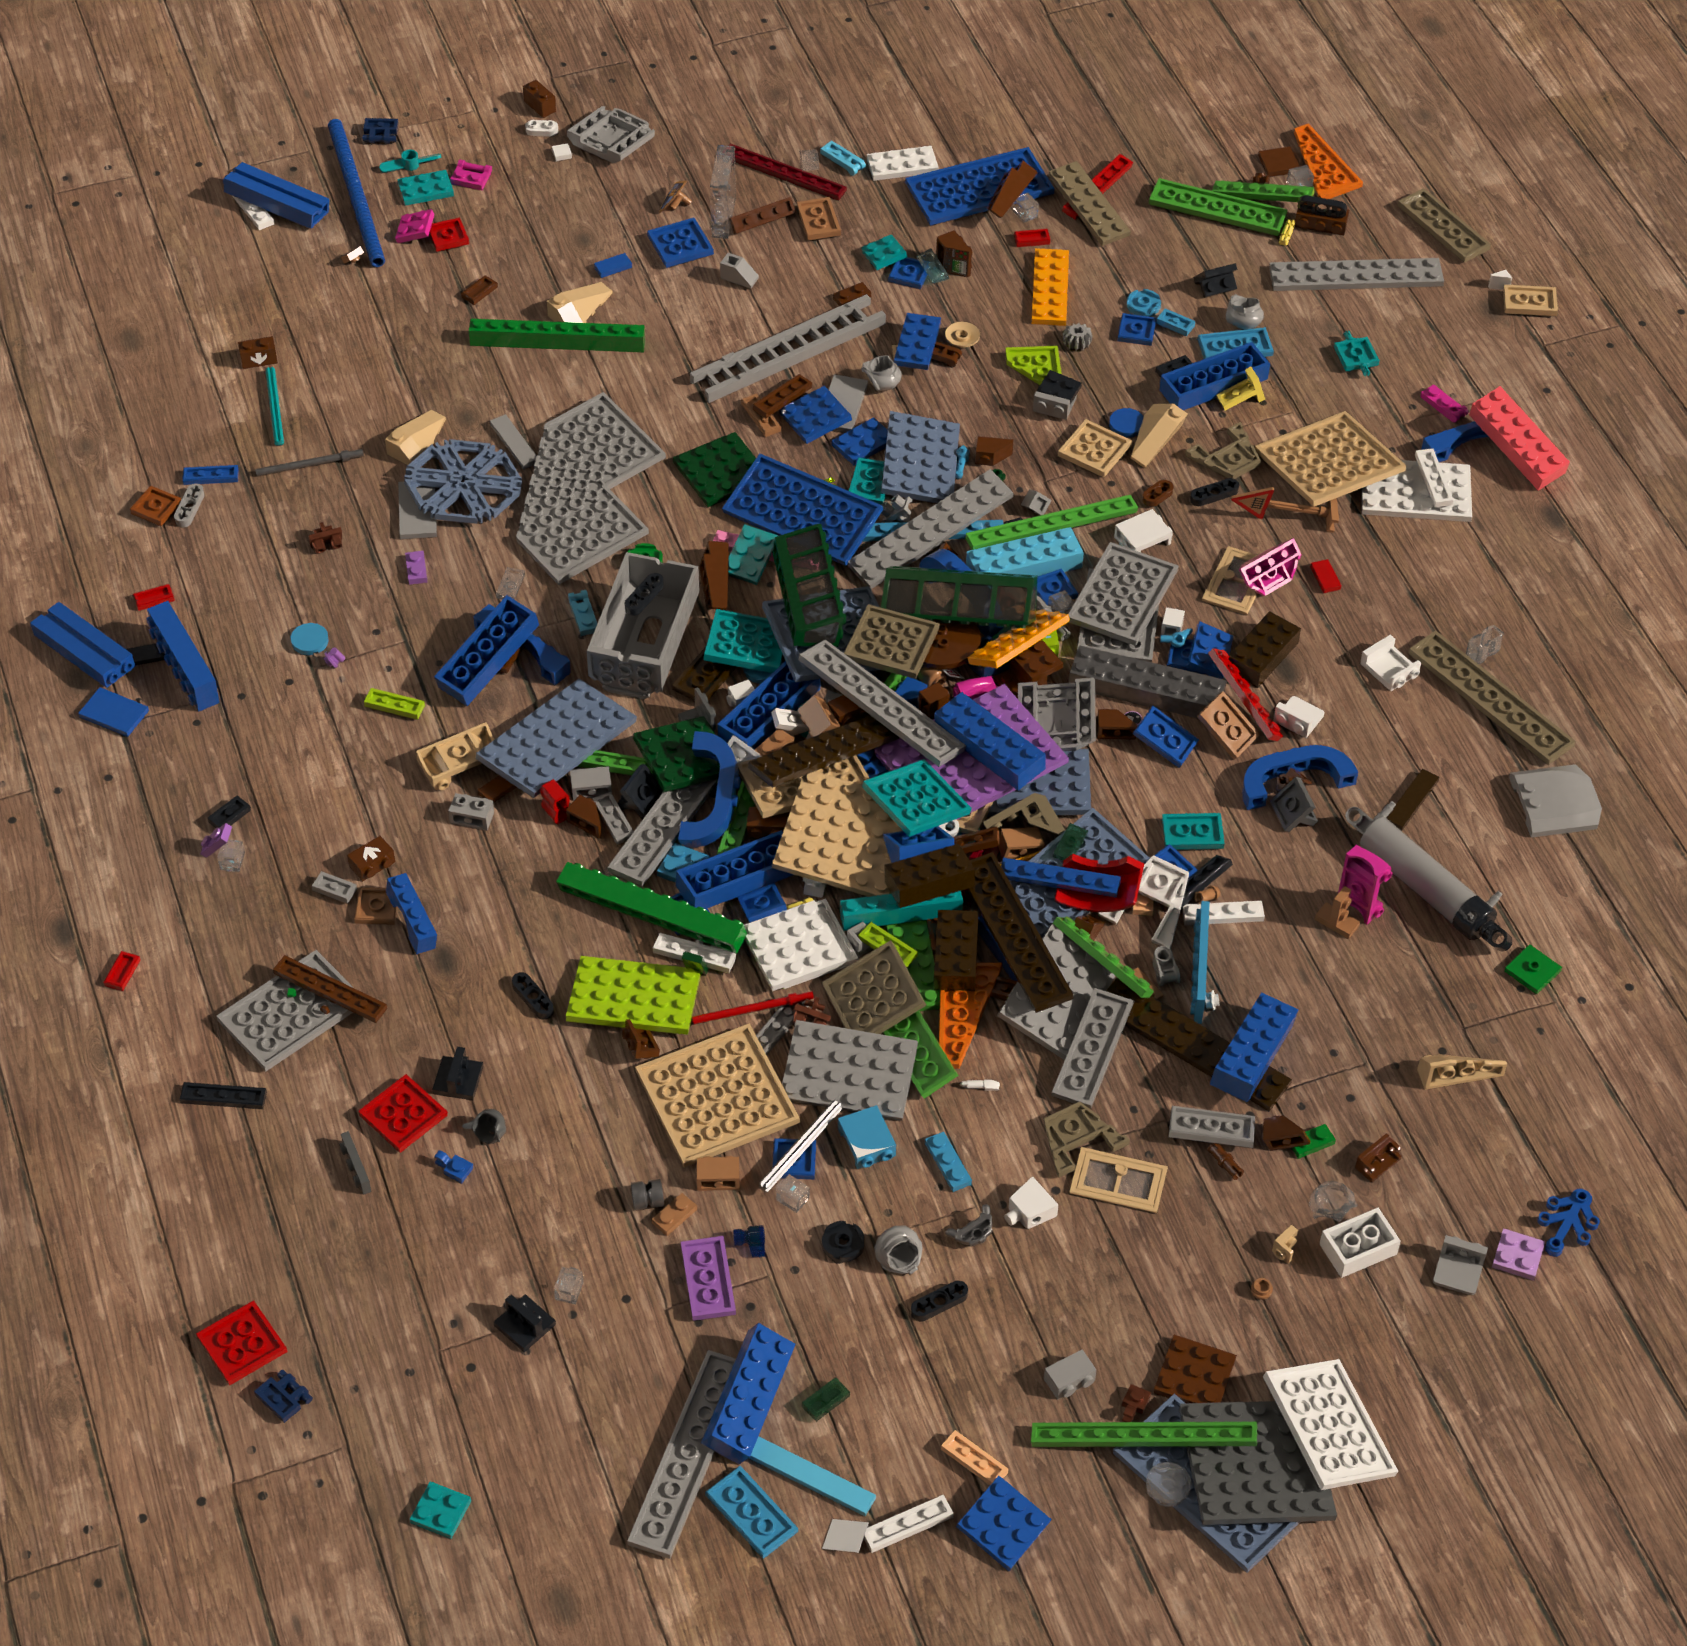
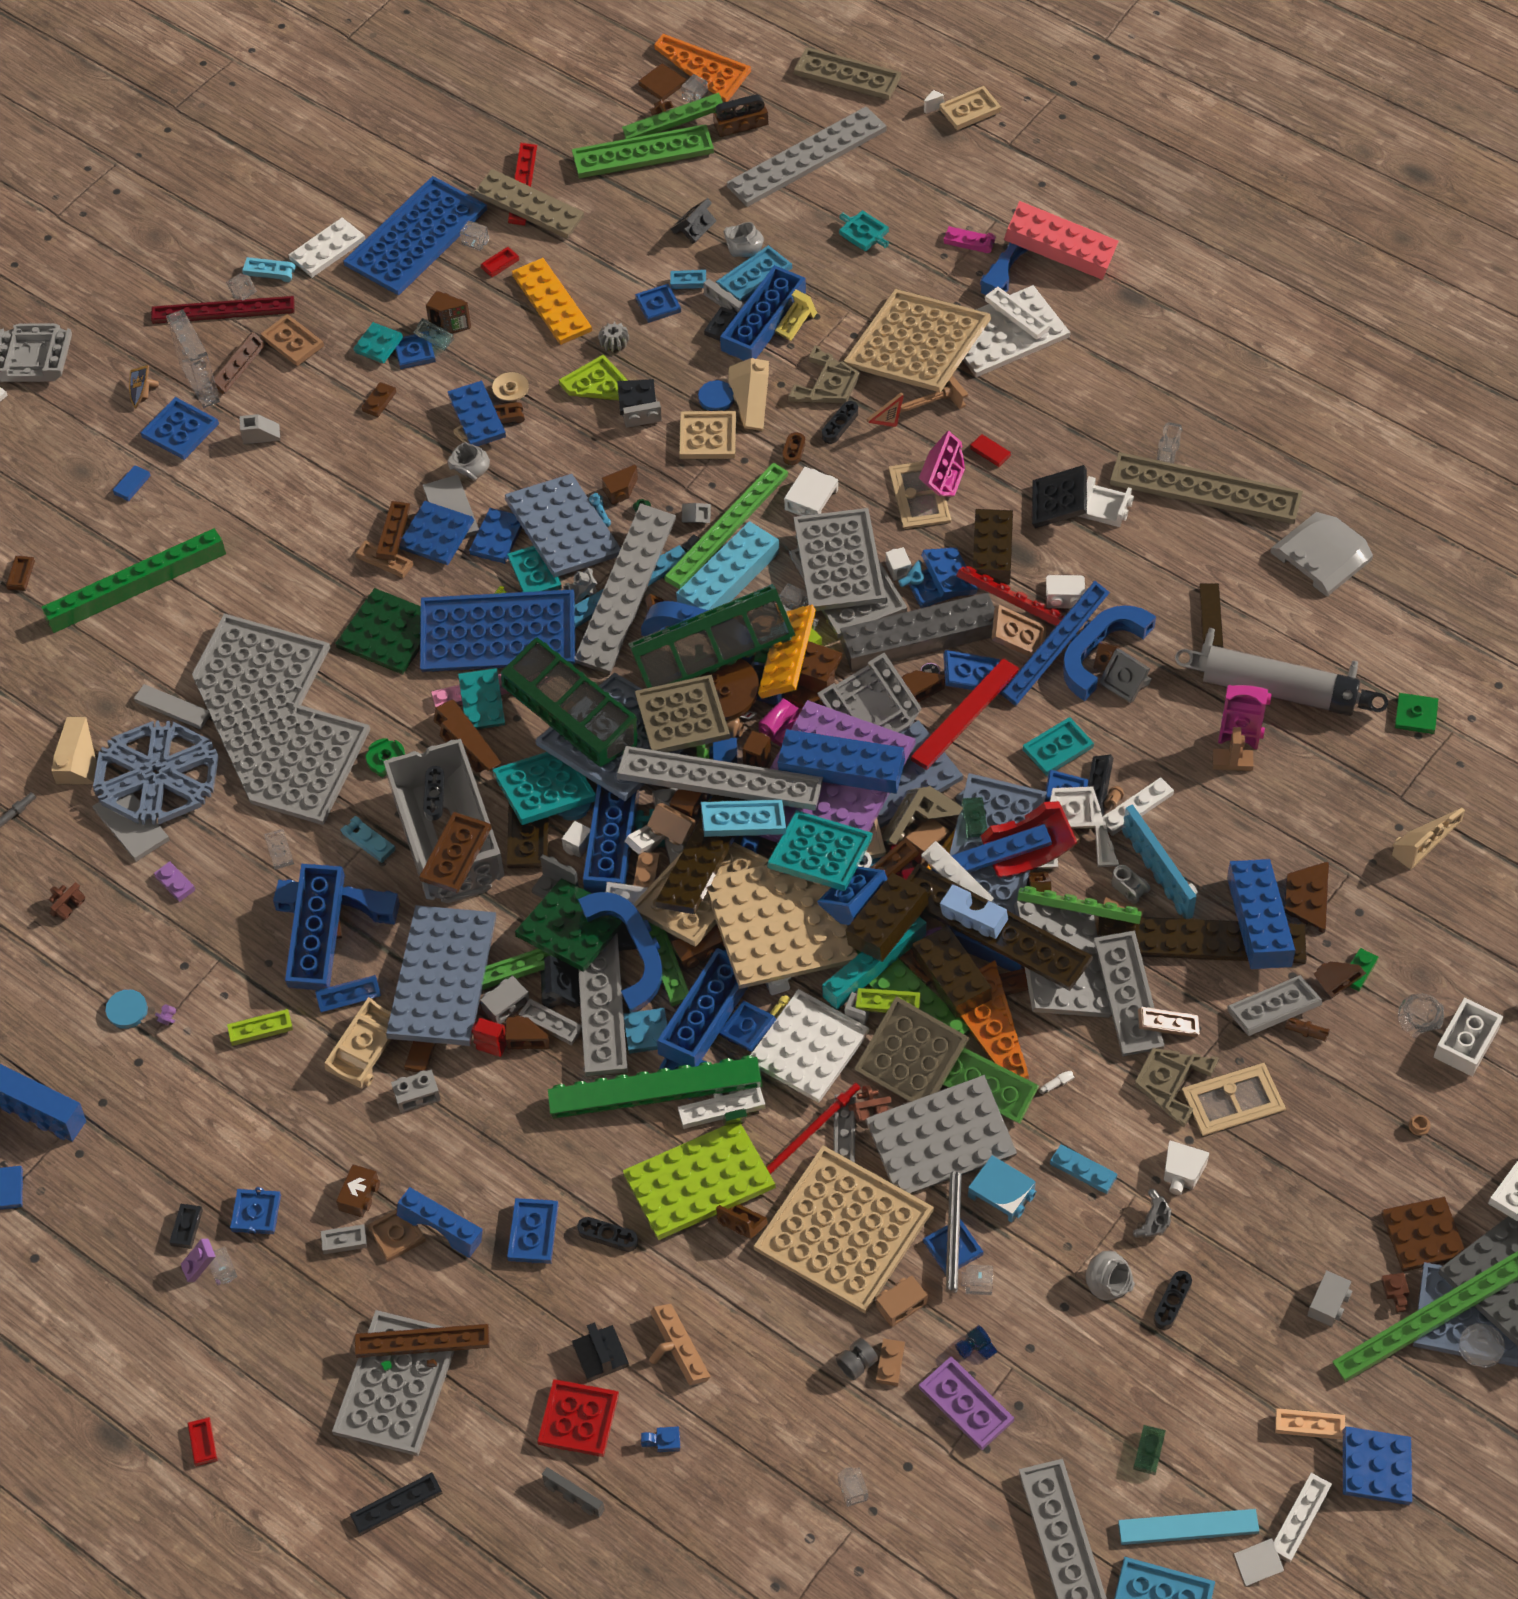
camera: 30 degrees left, 5 degrees up
(287, 831) = (255, 1211): none -> blue plate
(477, 714) = (348, 993): none -> blue plate
(478, 960) = (533, 1230): none -> blue plate
(487, 1121) = (664, 1376): dark grey hair -> none
(521, 1105) = (679, 1344): none -> medium nougat plate
(524, 1322) = (839, 1546): black bracket -> none
(578, 303) = (129, 539): tan wedge -> none
(624, 644) = (455, 852): none -> reddish brown plate
(748, 1393) = (1087, 1487): blue brick -> none
(792, 356) = (370, 486): light grey ladder -> none
(847, 1252) = (1053, 1309): black plate -> none
(872, 739) = (743, 818): none -> medium azure plate
(1008, 921) = (987, 921): none -> light blue arch
(1010, 188) = (450, 225): reddish brown wedge -> none
(1016, 874) = (952, 870): none -> white plate
(1054, 583) = (768, 576): blue tile -> none
(1108, 1088) = (1168, 1022): none -> tile
(1130, 763) = (964, 714): none -> red tile
(1143, 302) = (645, 275): dark azure tile -> none
(1191, 348) = (721, 297): none -> light grey plate
(1253, 749) = (1055, 643): none -> blue tile
(1284, 1243) = (1408, 1076): tan bracket -> none
(1287, 231) = (719, 145): light yellow axle -> none
(1315, 1059) = (1307, 895): none -> reddish brown wing
(1352, 638) = (1059, 496): none -> black plate
(1378, 1158) = (1424, 953): reddish brown hinge -> none

